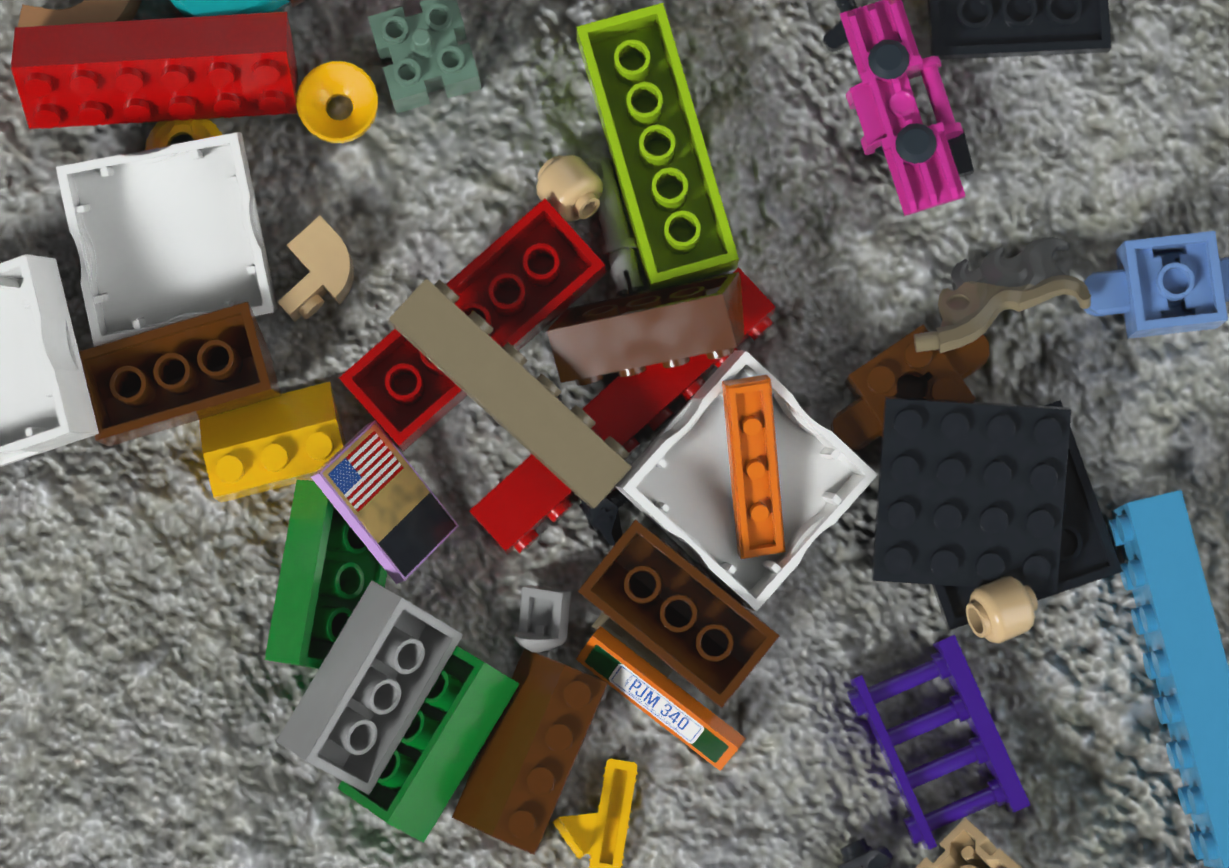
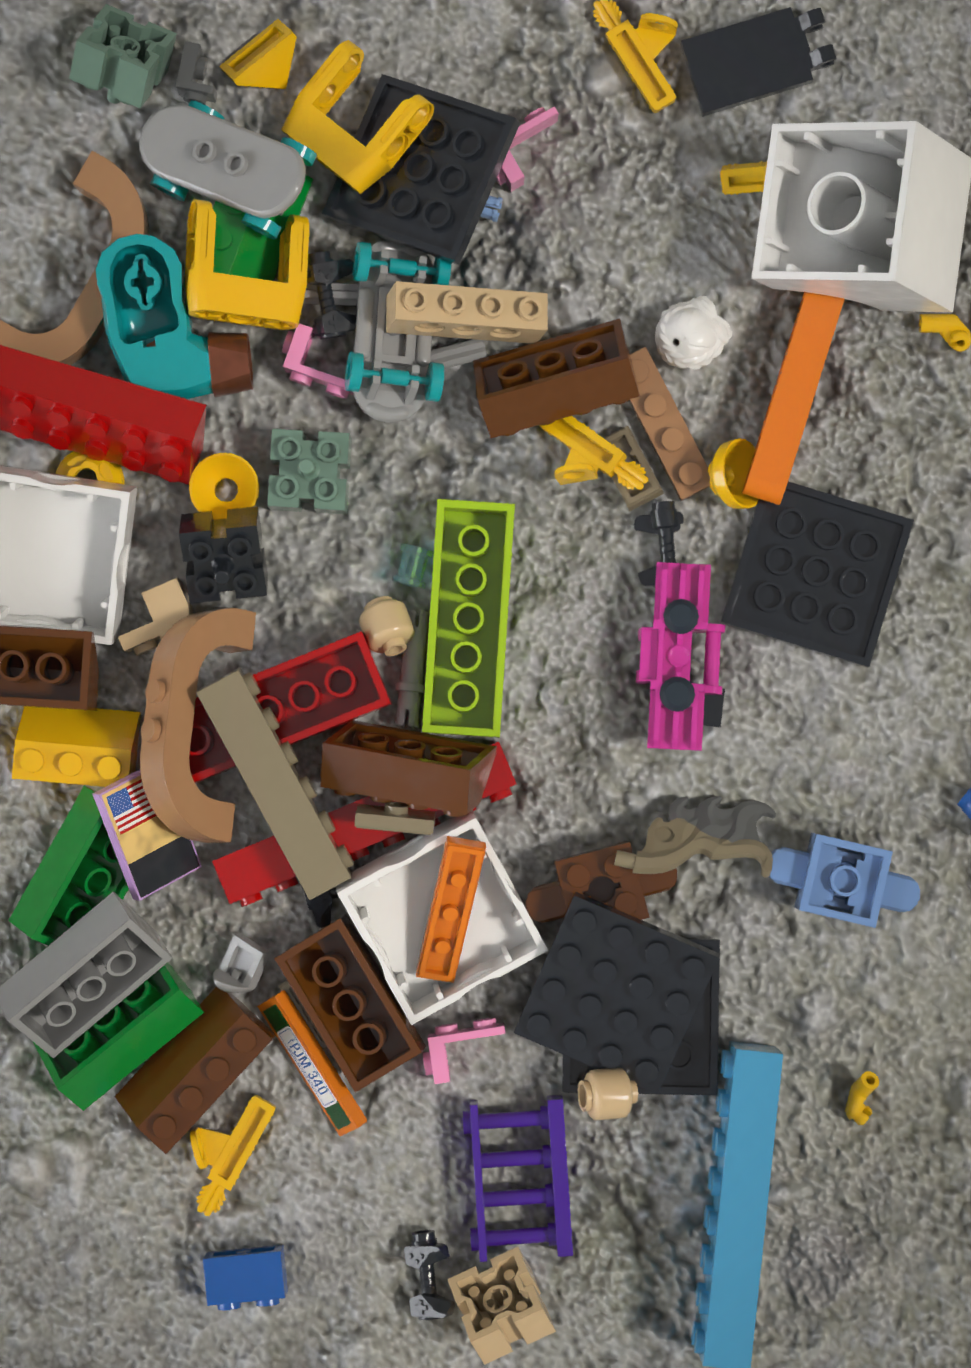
camera: 25 degrees right, 5 degrees up
(363, 171) = (223, 554): none -> black brick
(371, 372) = (170, 718): none -> medium nougat arch
(574, 115) = (413, 566): none -> clear light blue bush
(657, 386) = (395, 818): none -> dark tan plate
(797, 644) = (436, 1059): none -> bright pink bracket

